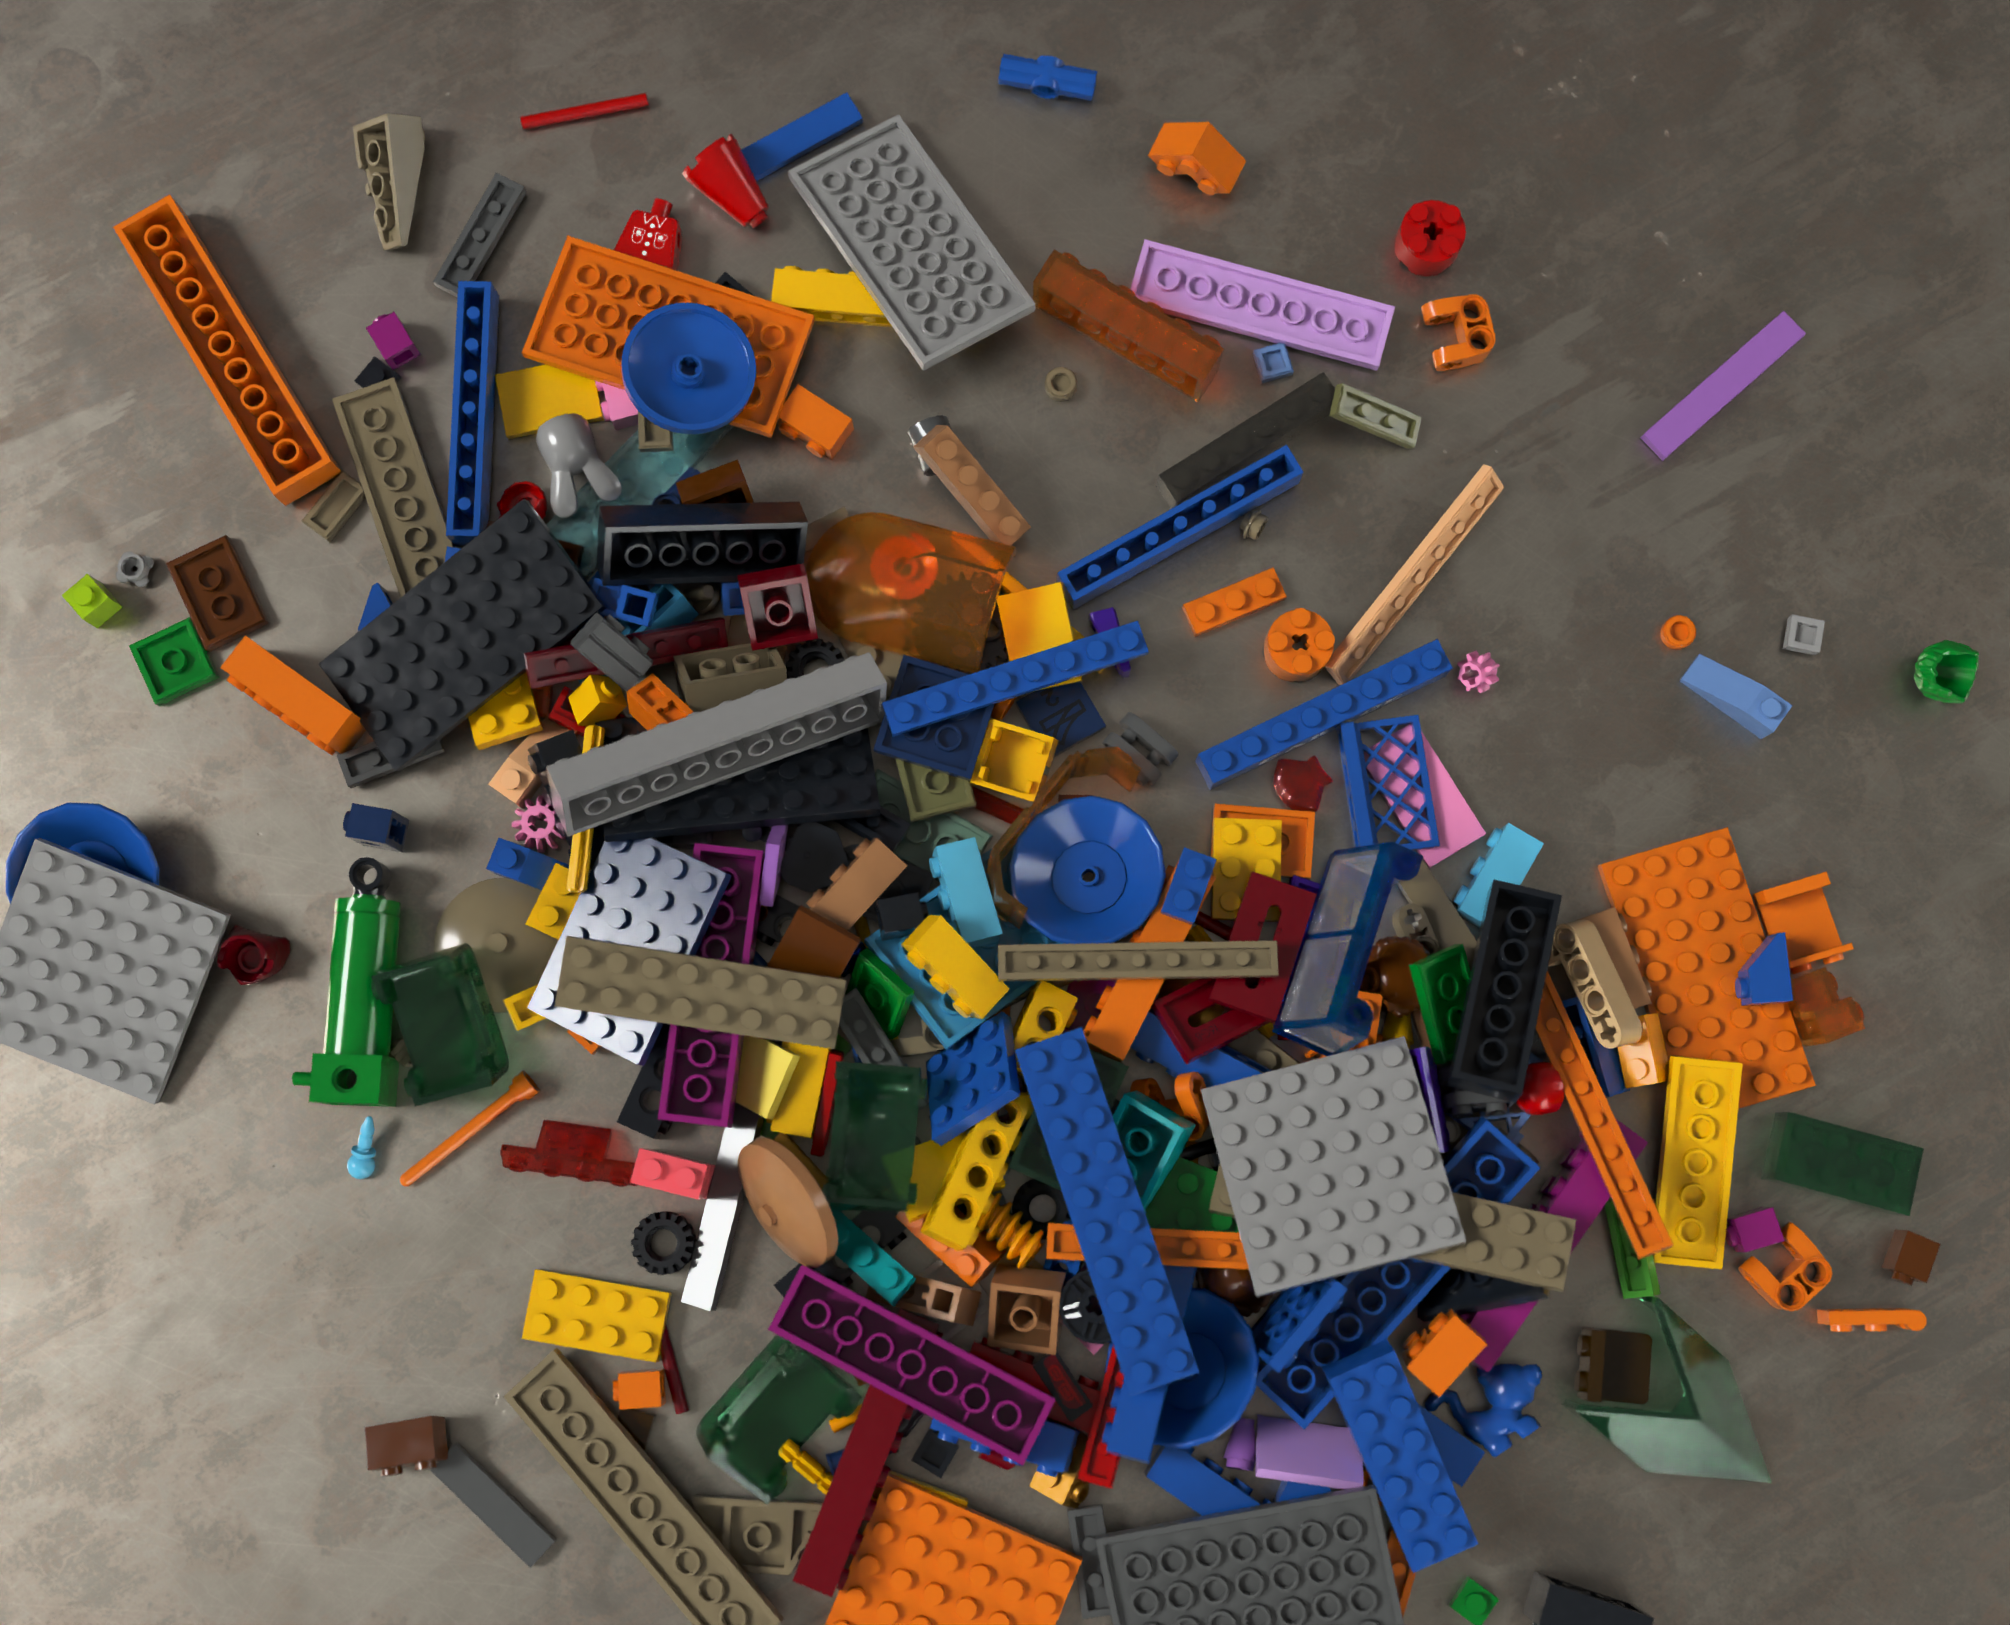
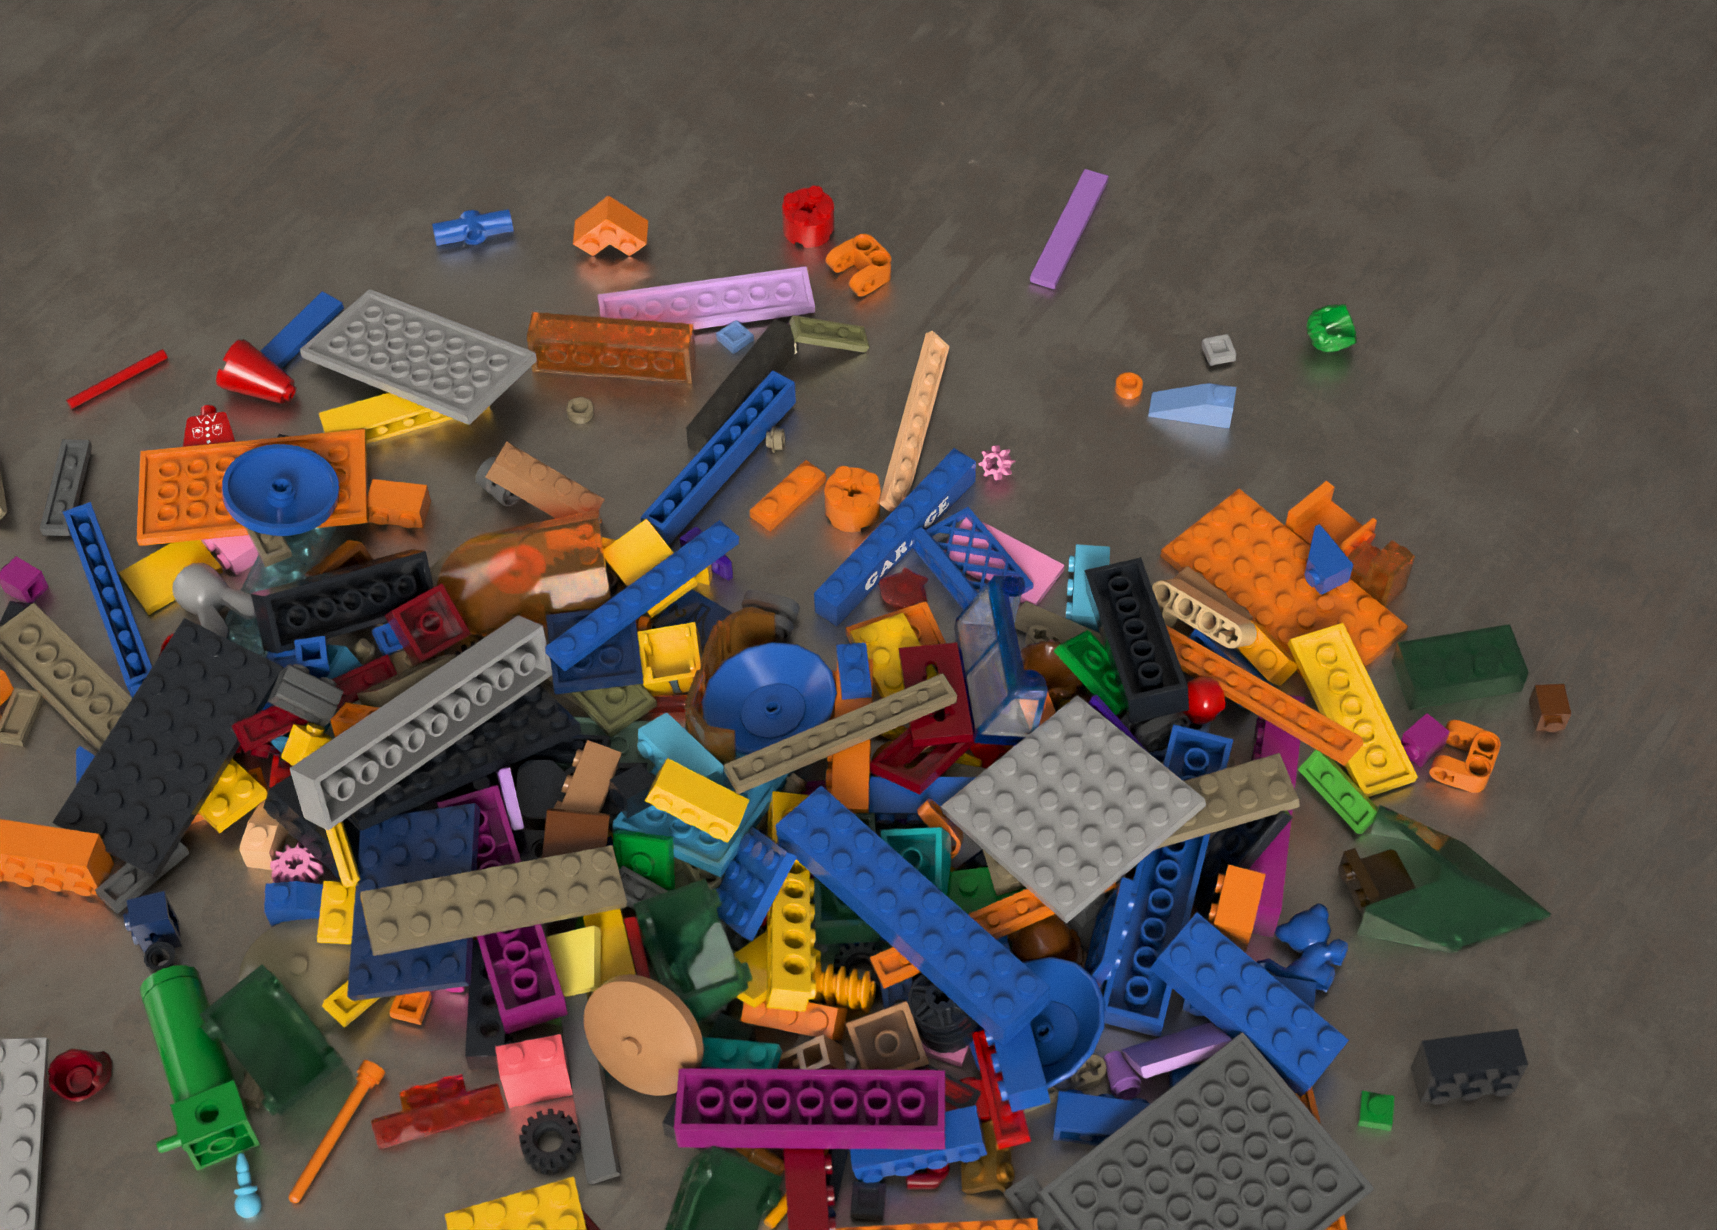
camera: 25 degrees left, 25 degrees down
(1873, 1318) = (1548, 761): orange plate -> none

